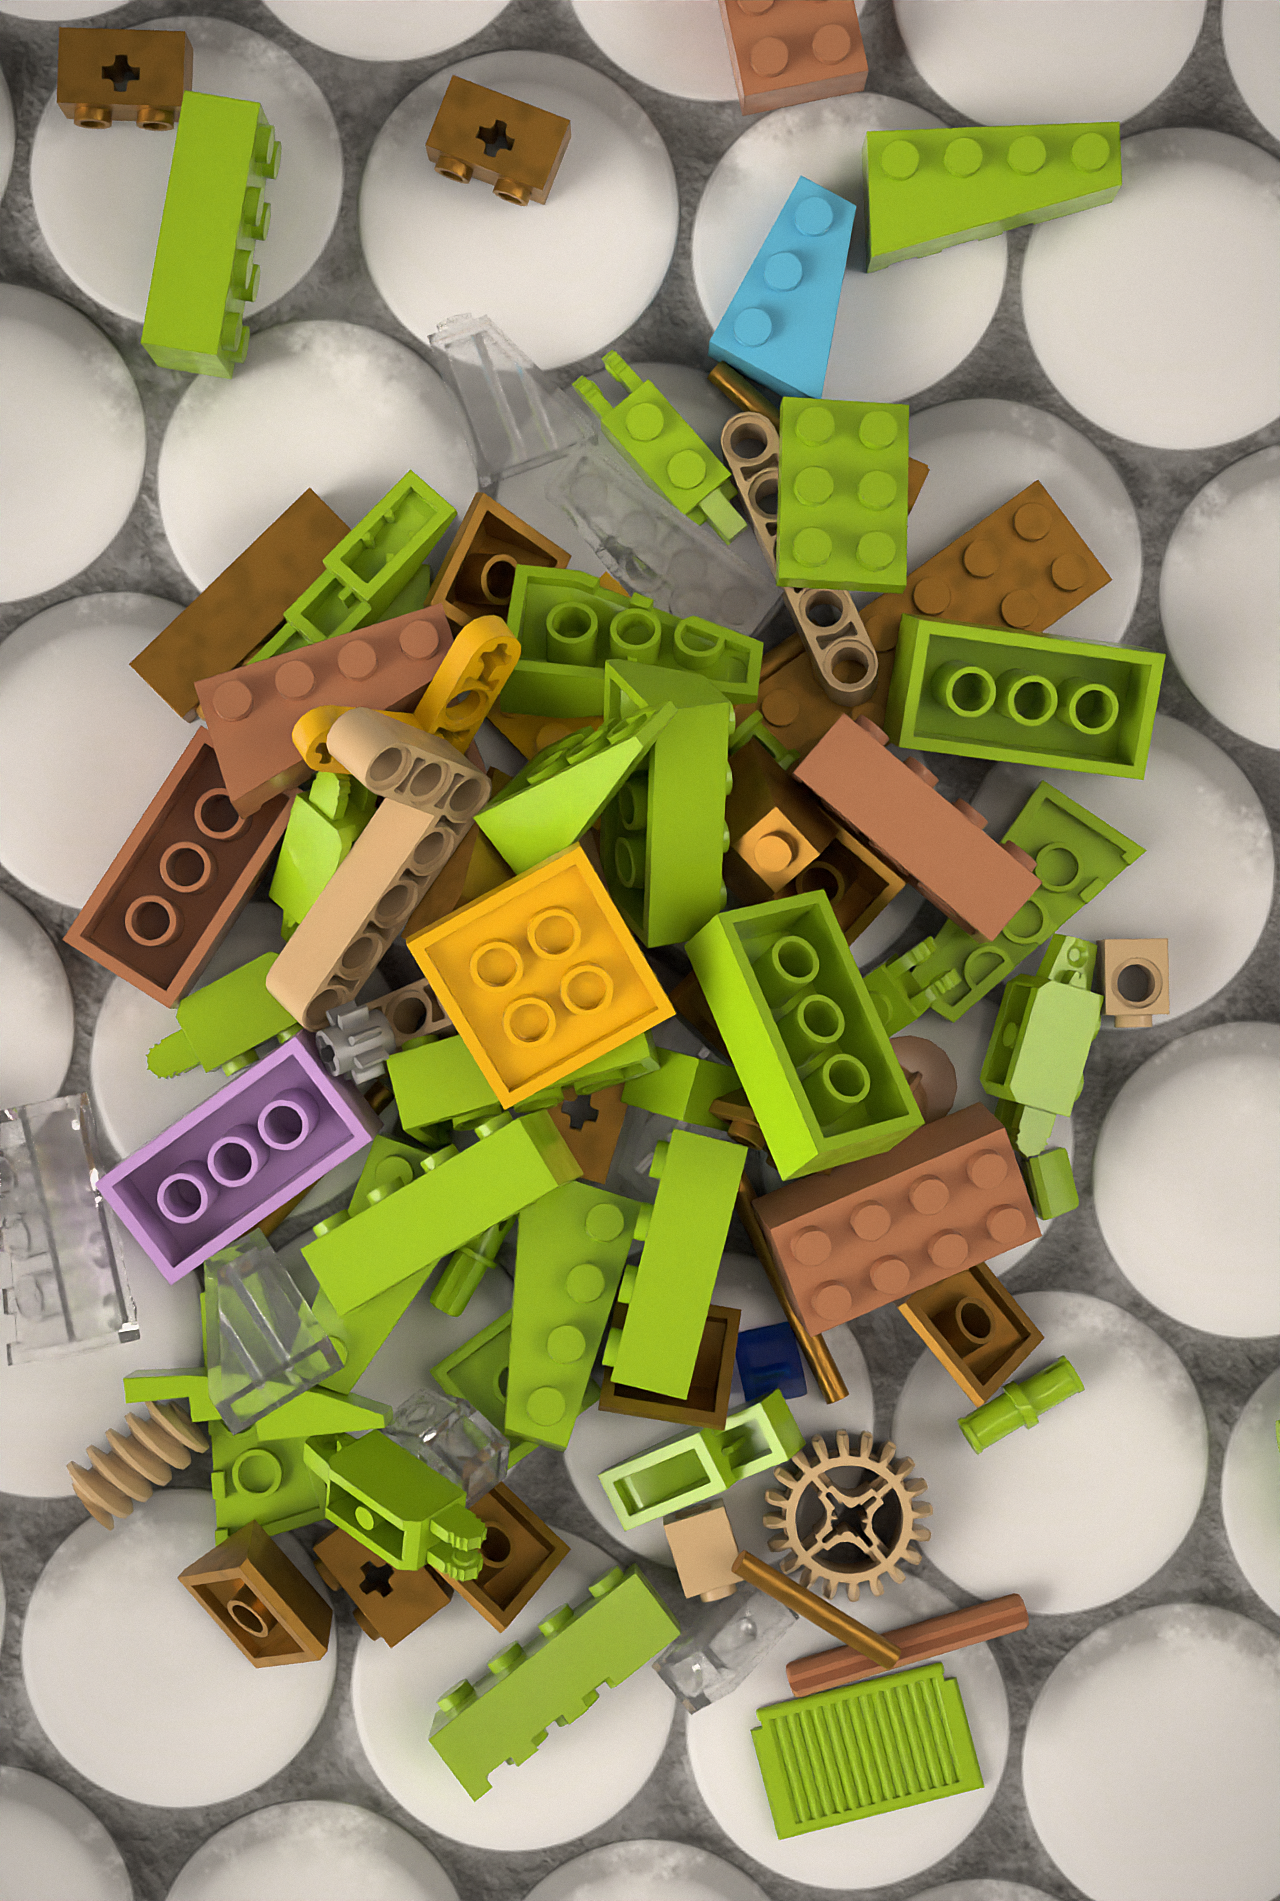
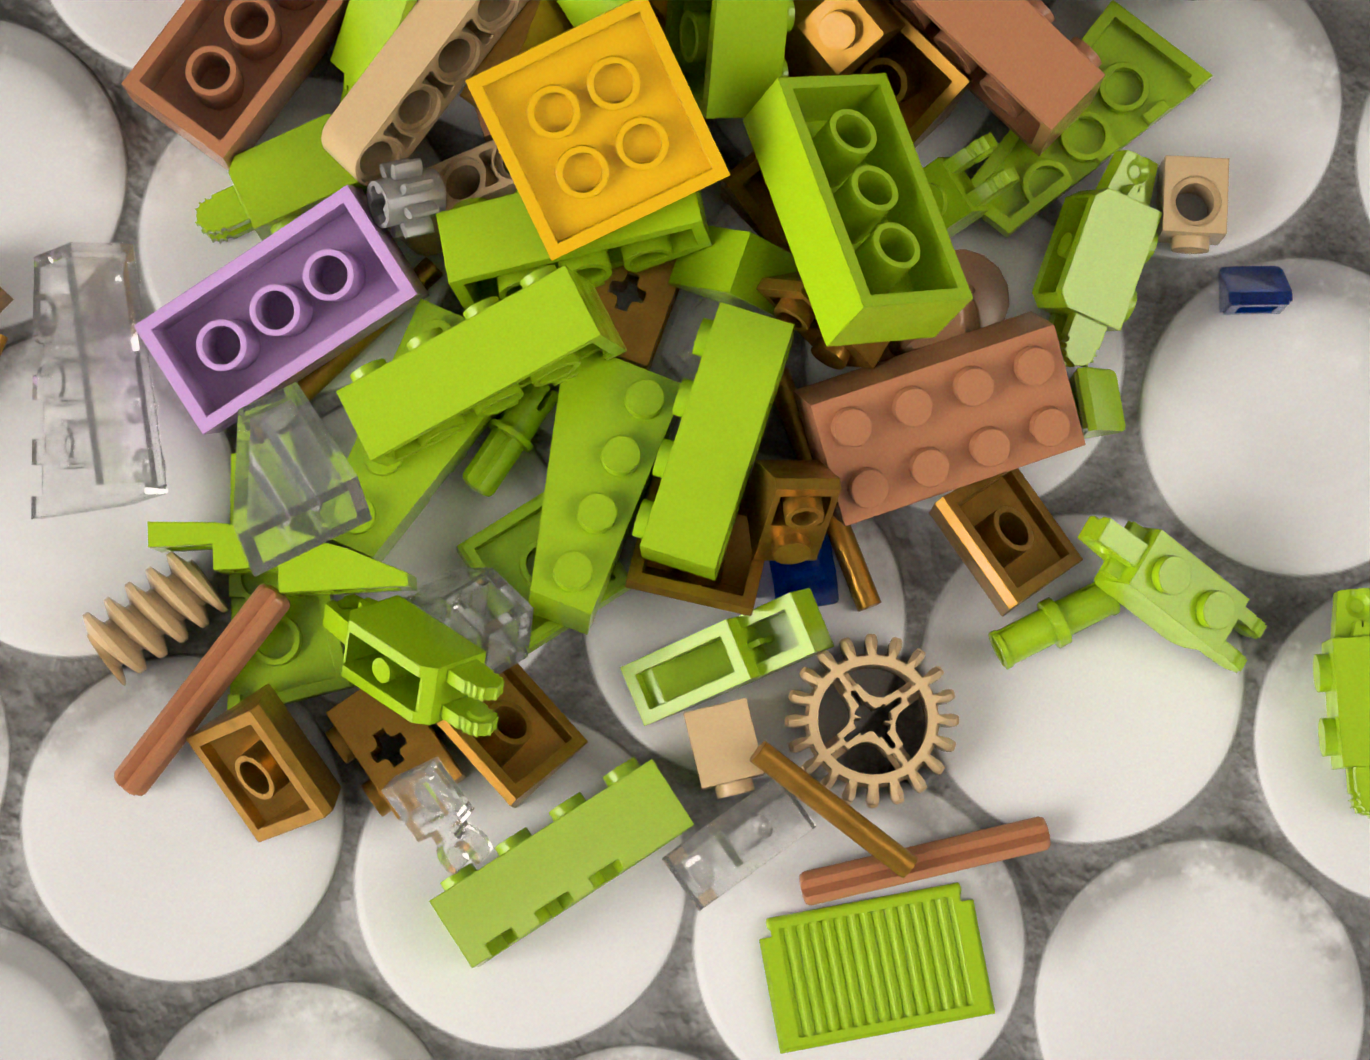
camera: 10 degrees right, 5 degrees down
(188, 1531) = (201, 689): none -> nougat axle
(429, 1641) = (437, 808): none -> clear plate
(755, 1321) = (789, 509): none -> pearl gold slope
(1133, 1372) = (1171, 589): none -> lime hinge
(1198, 1058) = (1253, 290): none -> clear blue slope

